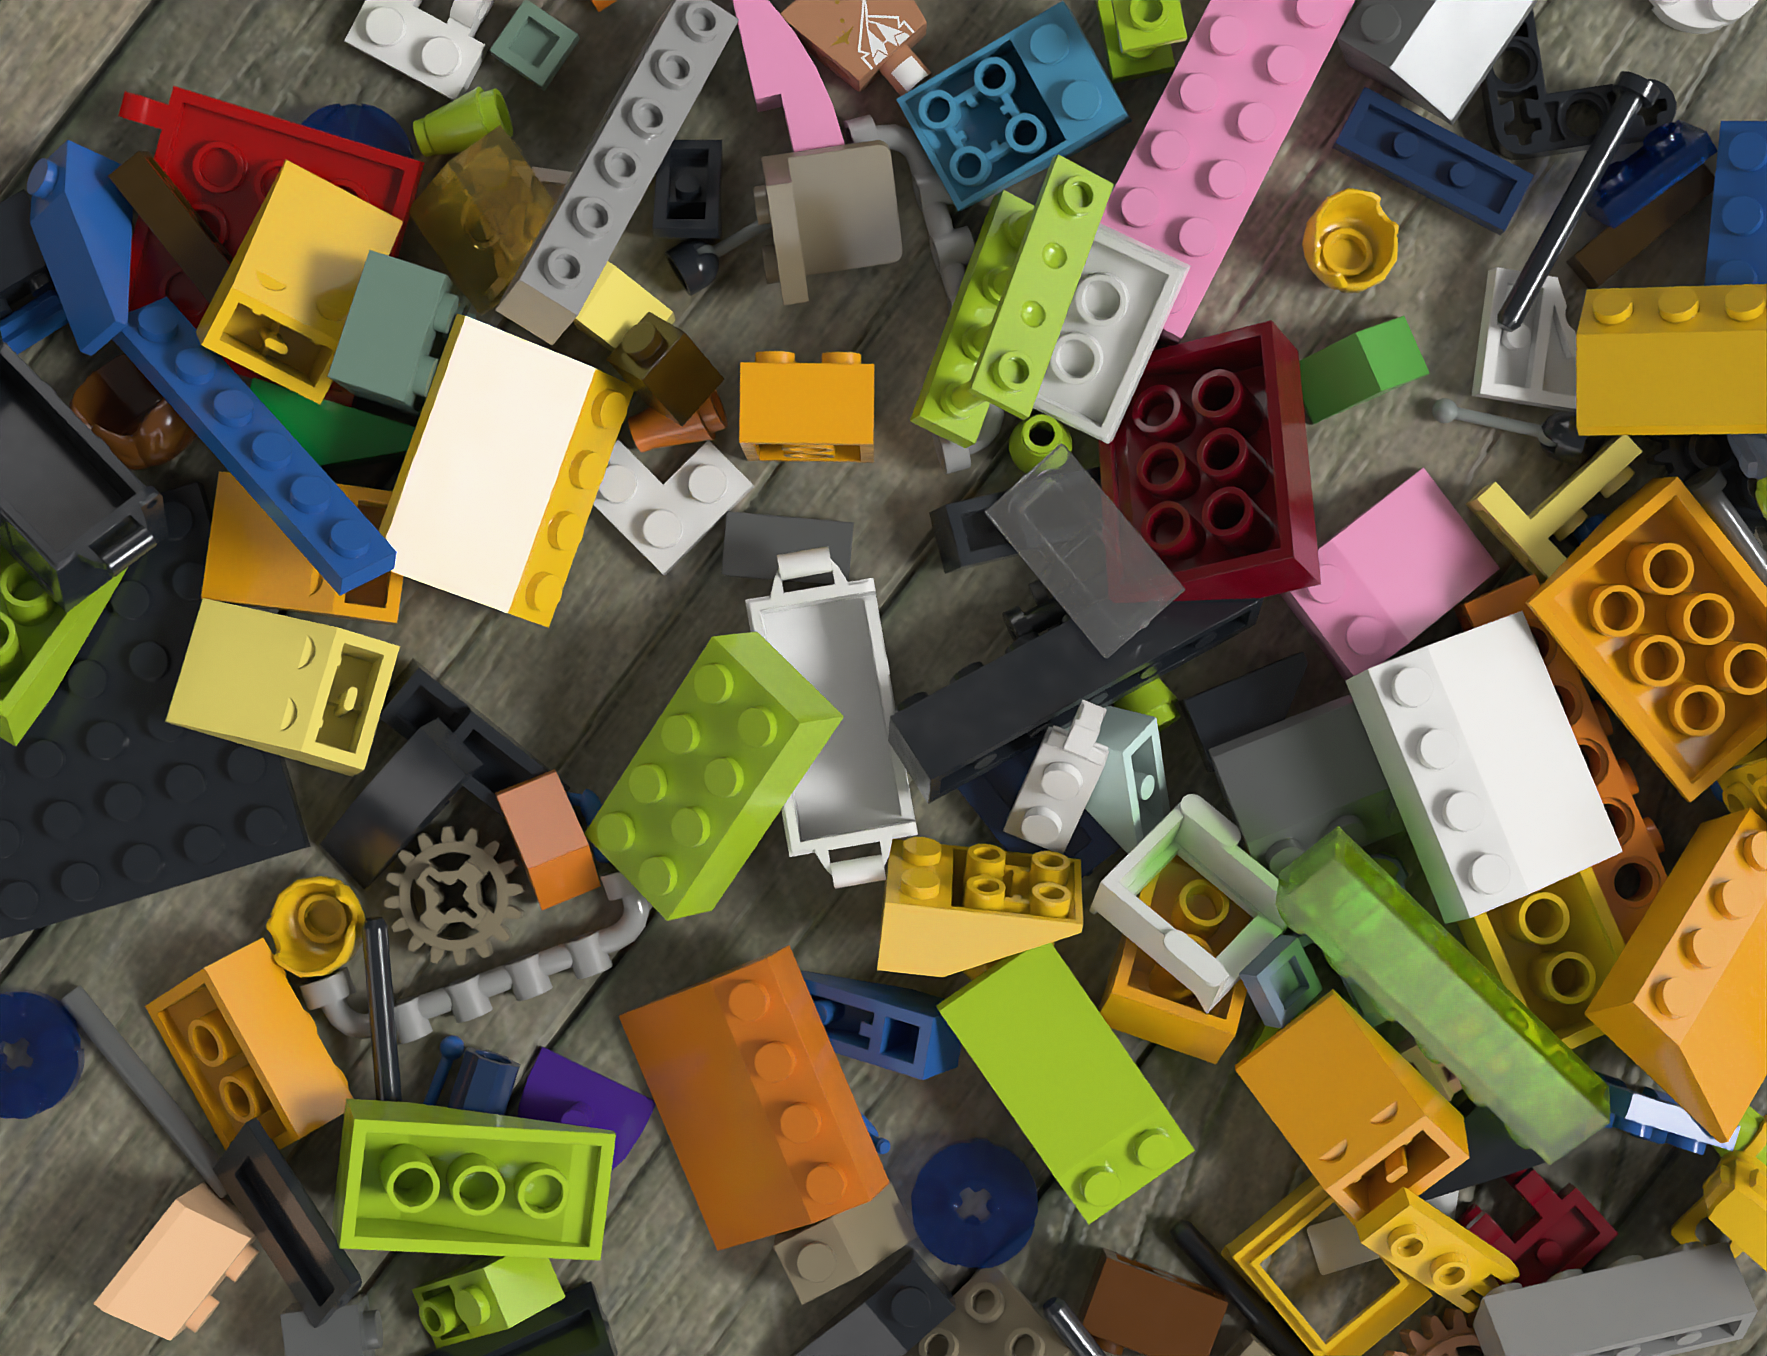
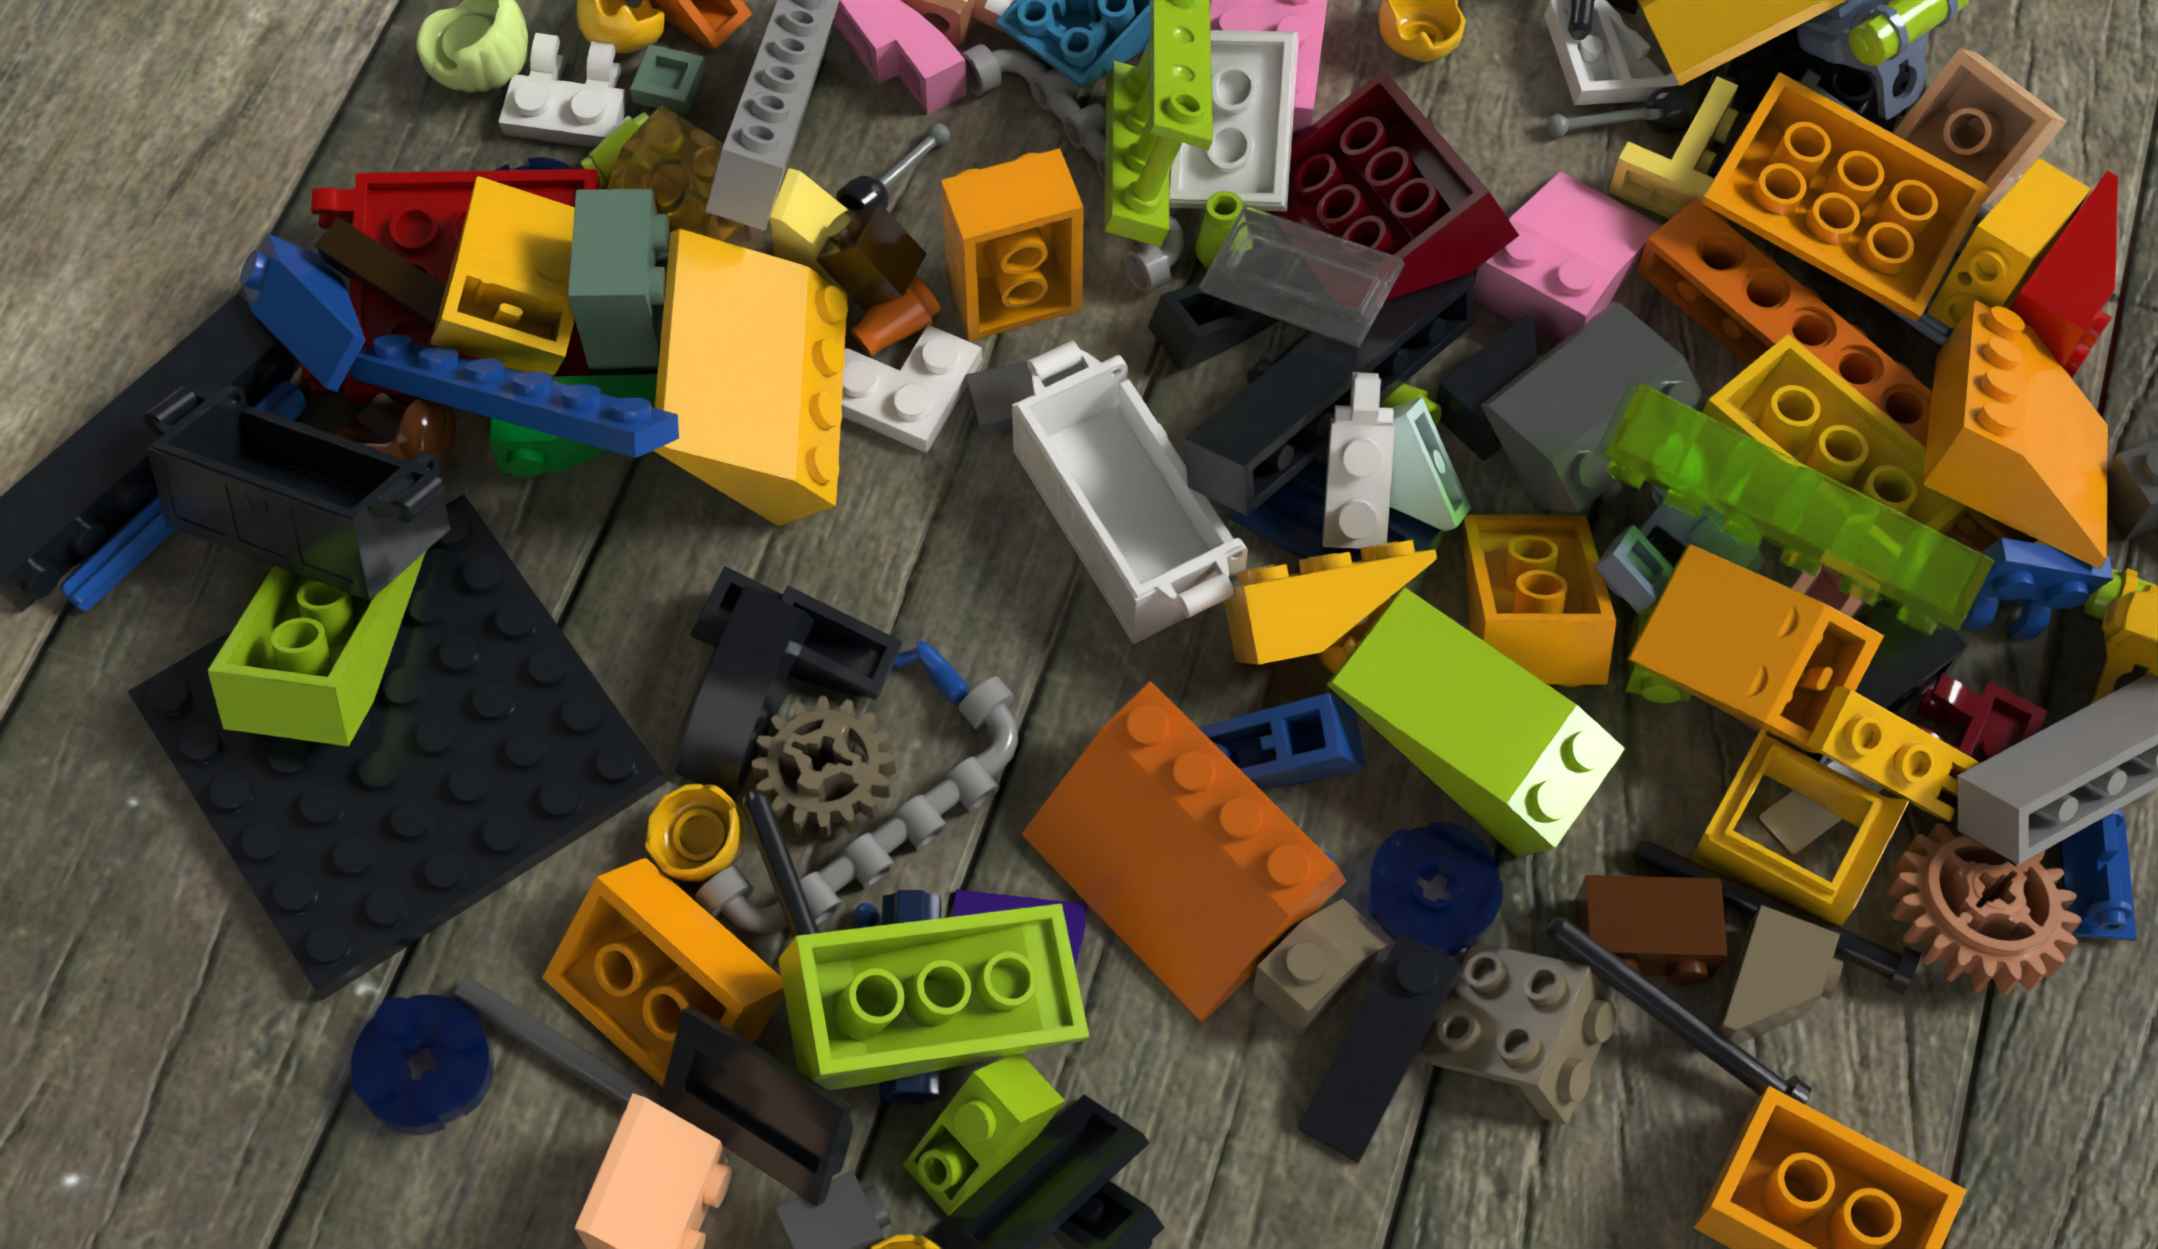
camera: 20 degrees left, 25 degrees down
(261, 567) = (585, 511): light orange slope -> none
(283, 685) = (602, 620): light yellow slope -> none
(548, 839) = (902, 687): orange slope -> none
(689, 191) = (844, 146): black slope -> none
(712, 774) = (1037, 550): lime brick -> none
(827, 213) = (970, 113): dark tan bracket -> none
(1210, 846) = (1556, 522): white piece -> none
(1360, 369) = (1474, 109): bright green slope -> none
(1483, 767) = (1722, 332): white slope -> none

